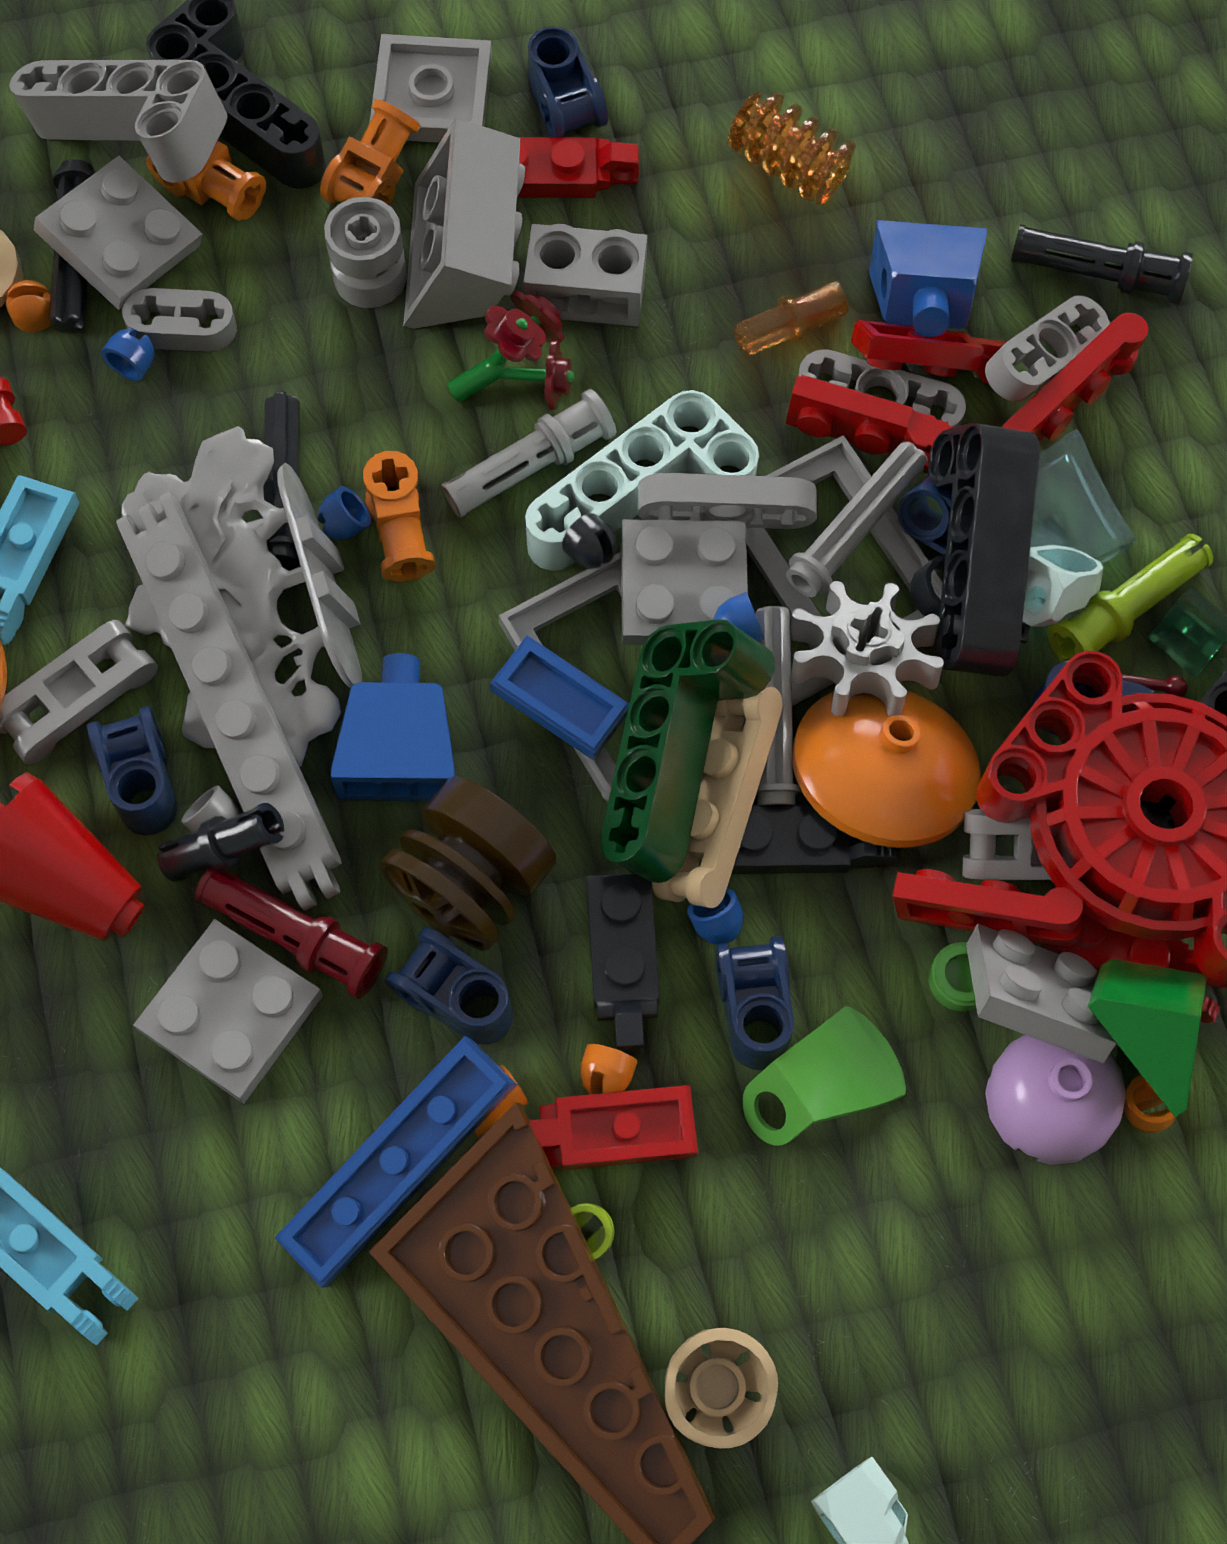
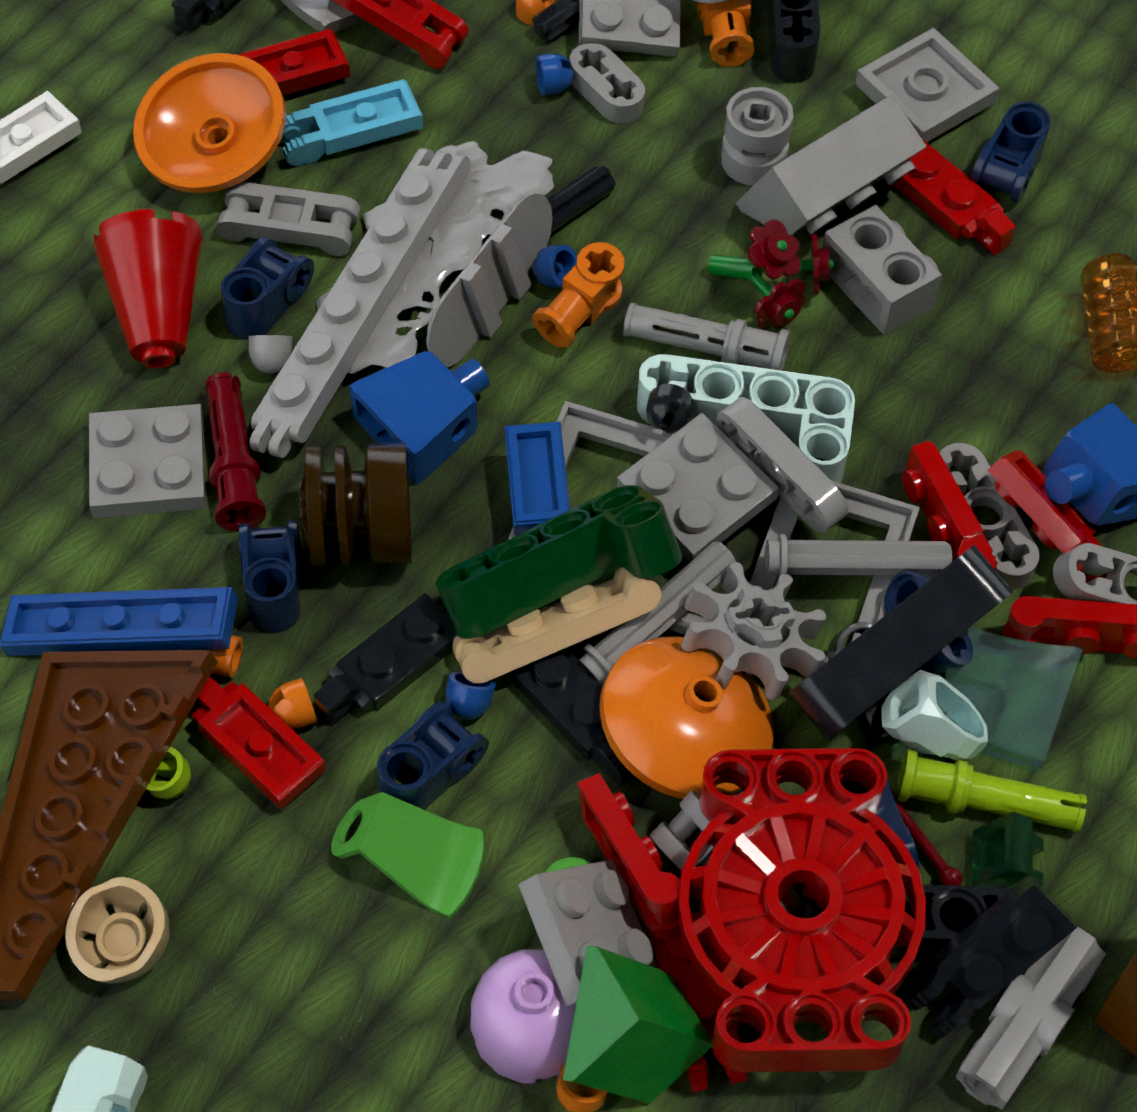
camera: 50 degrees right, 10 degrees down
(220, 842) = (250, 362): black pin -> none
(371, 161) = (827, 92): orange connector -> none
(740, 613) = (692, 530): blue hinge -> none
(791, 318) = (984, 415): clear orange axle -> none

